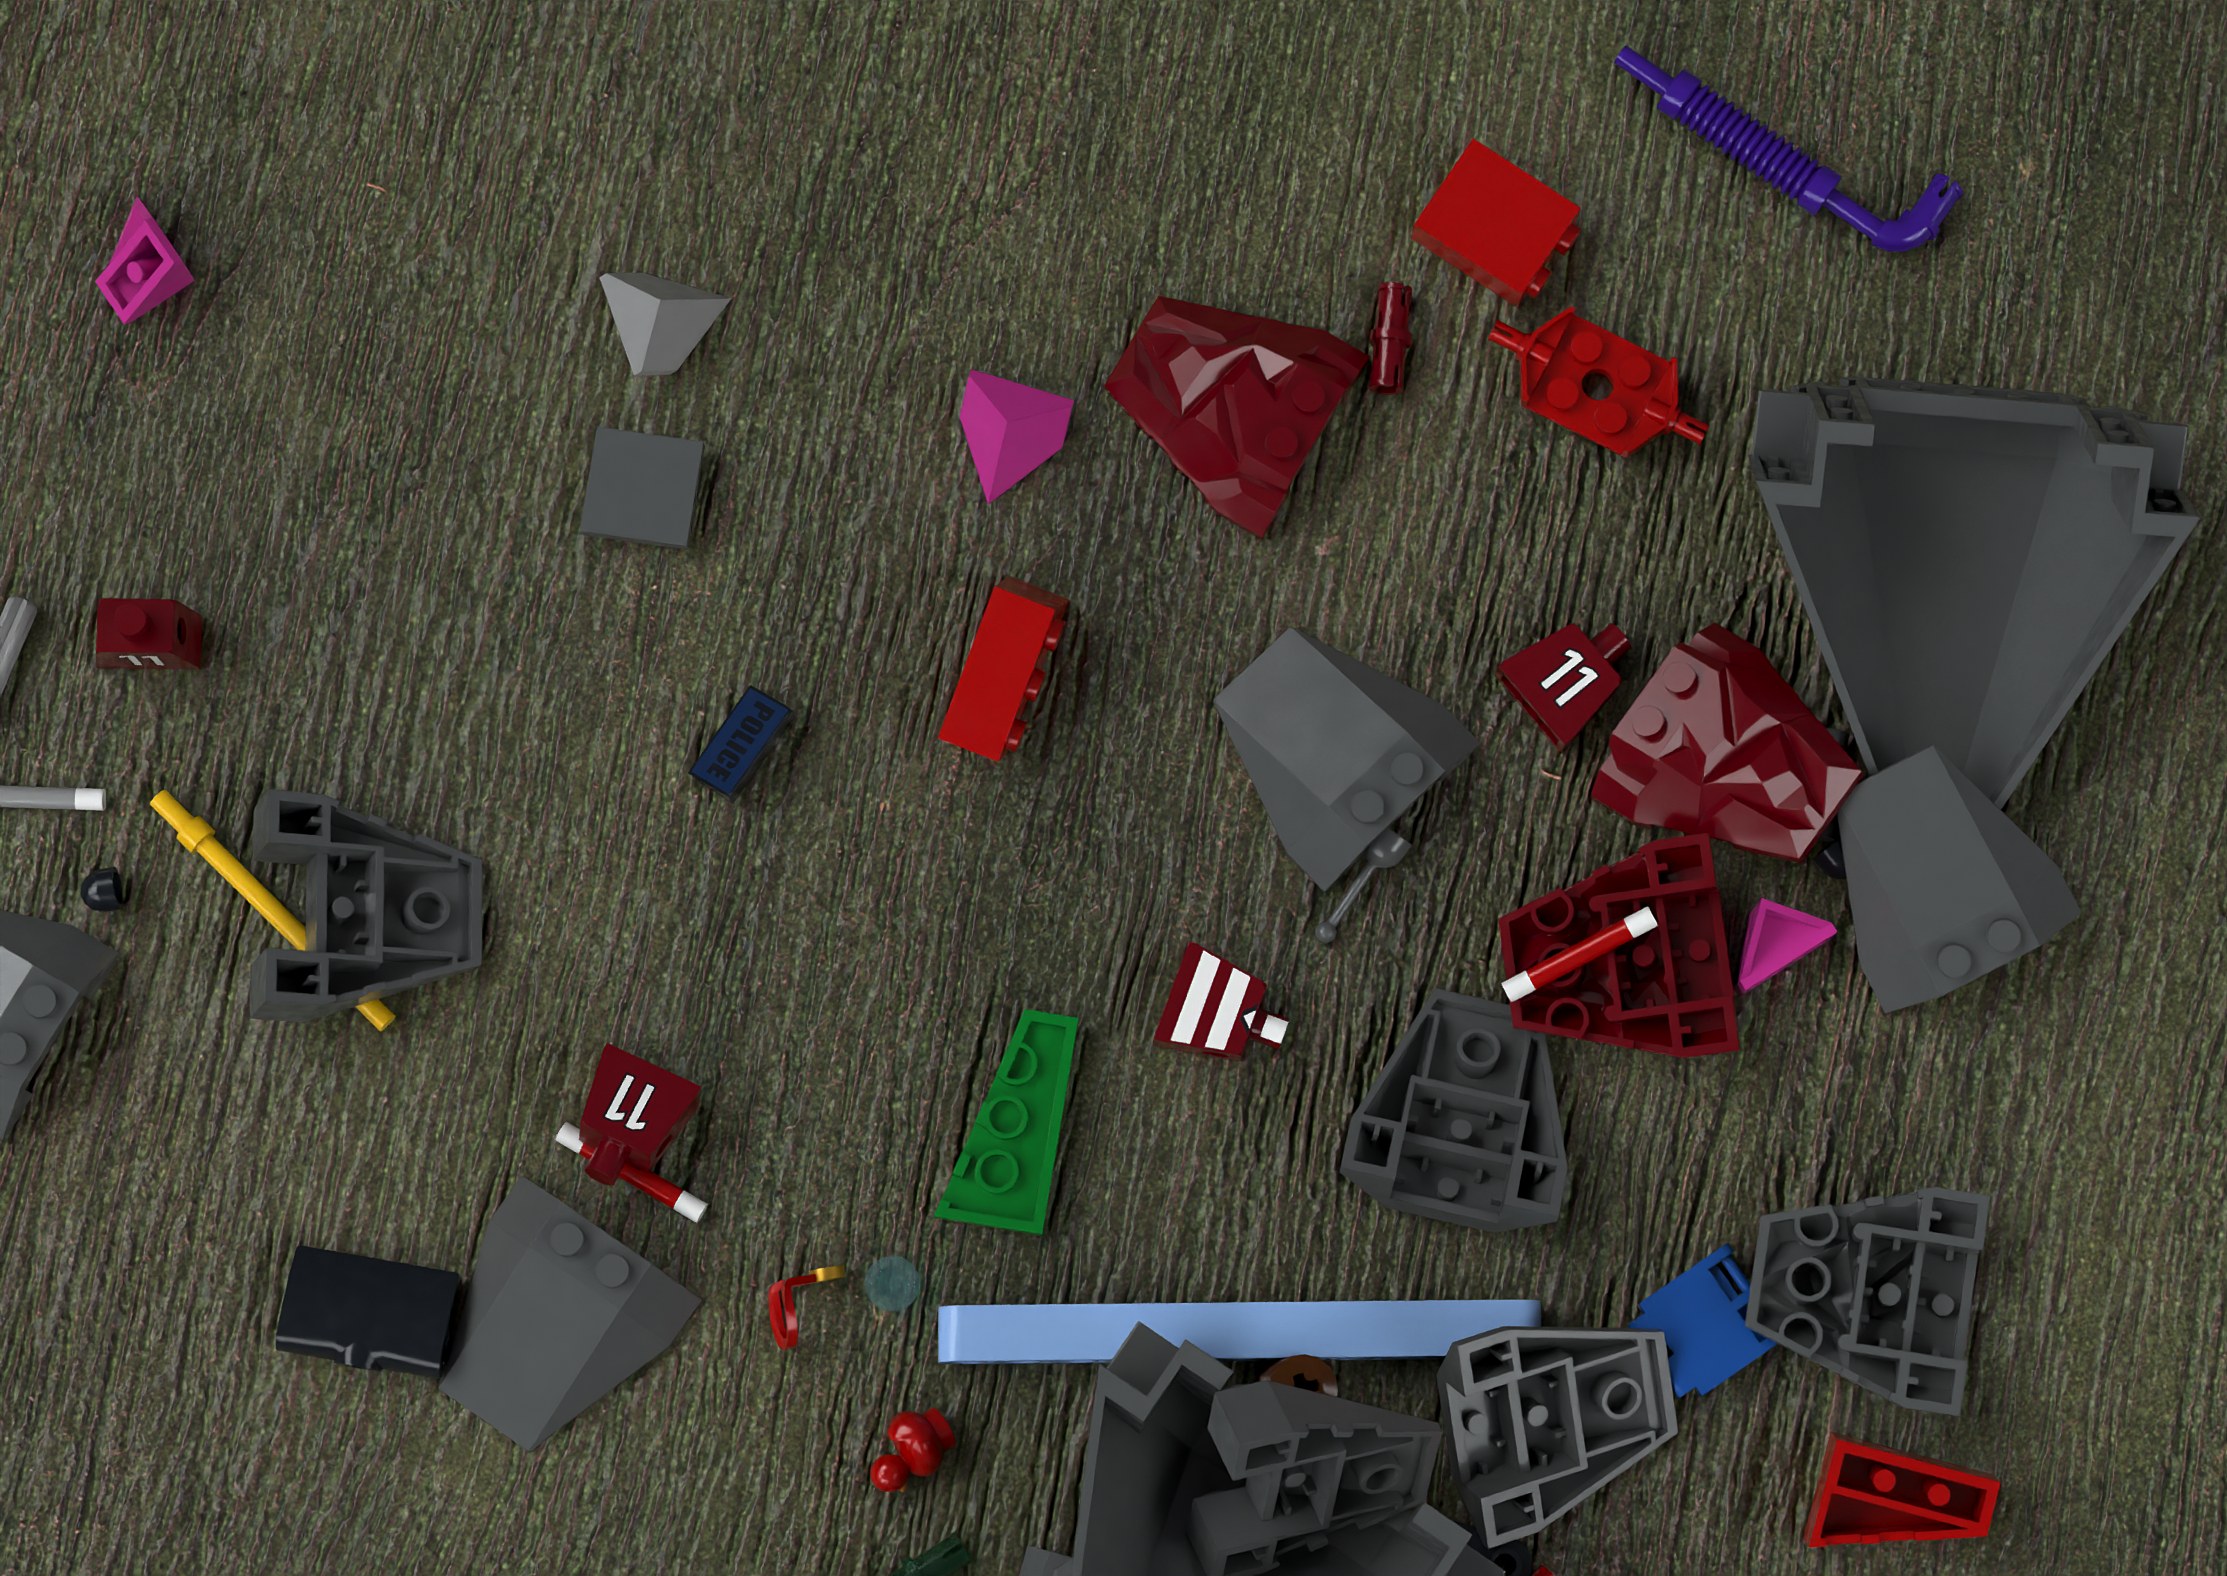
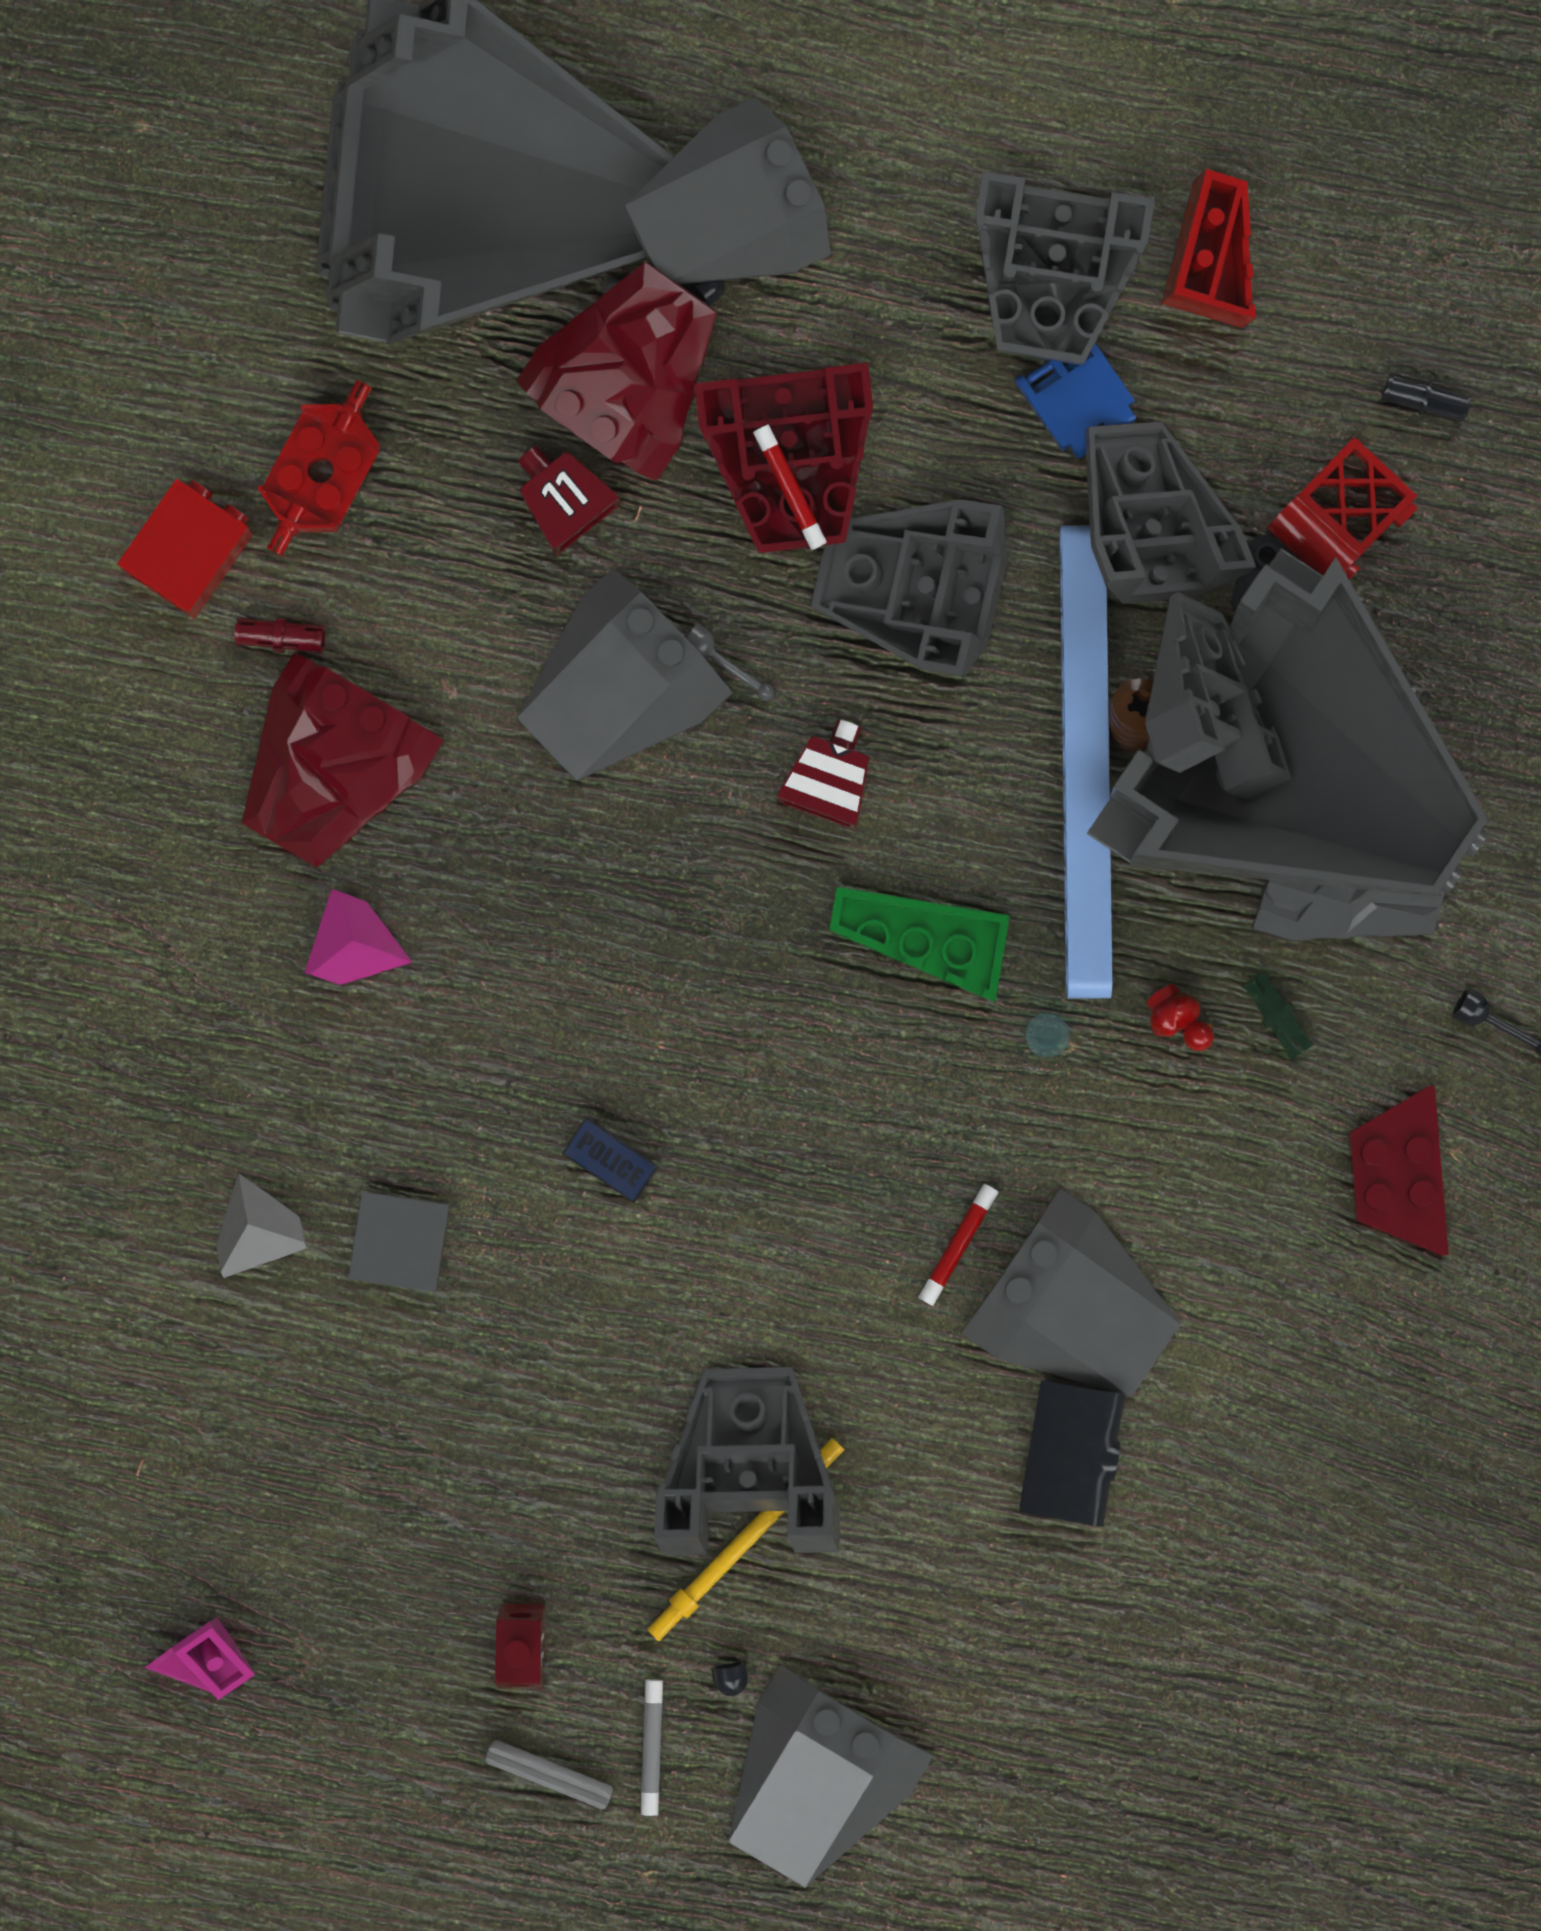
camera: 85 degrees left, 5 degrees up
(633, 1114) = (914, 1243): dark red torso -> none
(788, 1339) = (1041, 1094): red piece -> none
(1004, 669) = (553, 944): red wedge -> none
(1775, 940) = (777, 338): dark pink slope -> none
(1781, 164) = (139, 317): dark purple piece -> none

